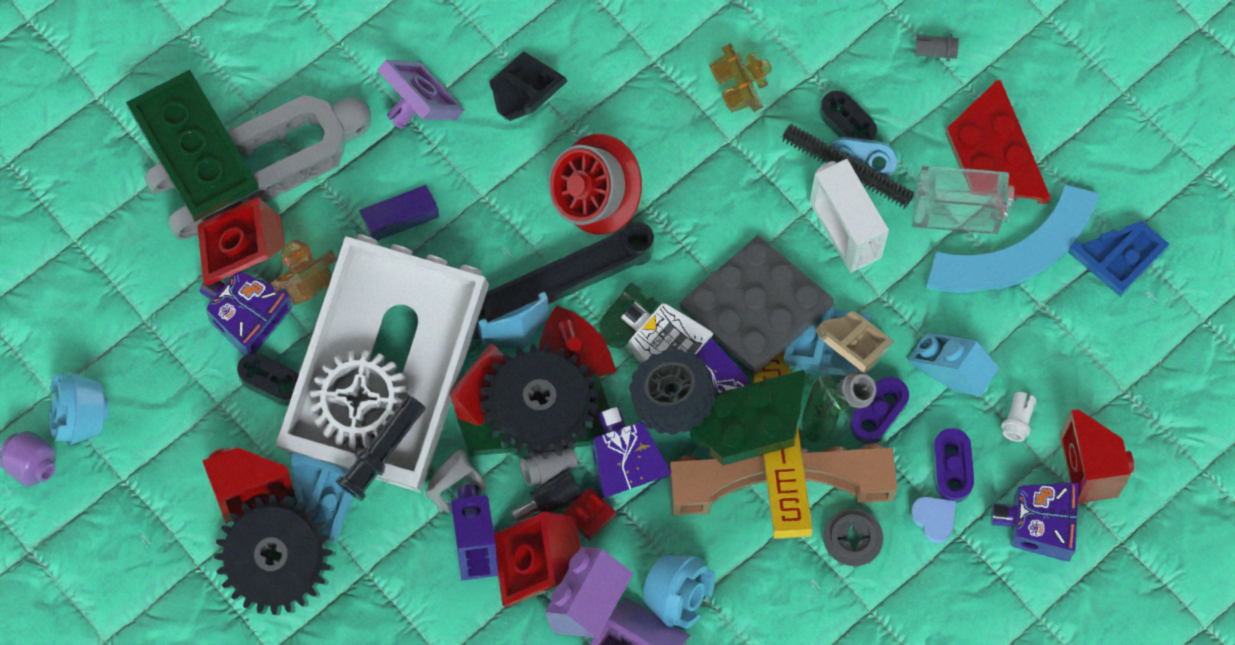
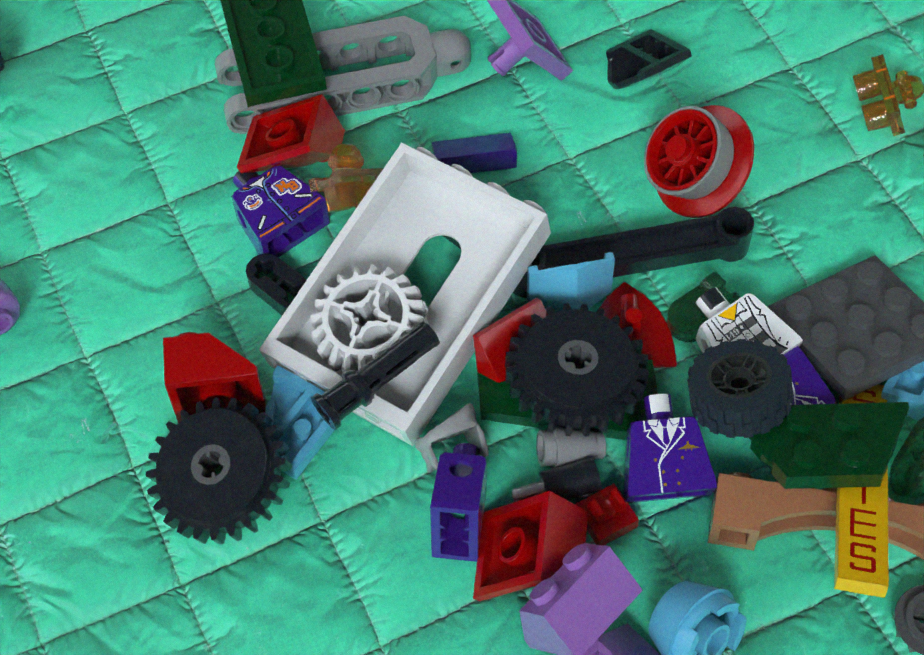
camera: 20 degrees right, 10 degrees down
(76, 408) = (56, 264): medium azure cone -> none

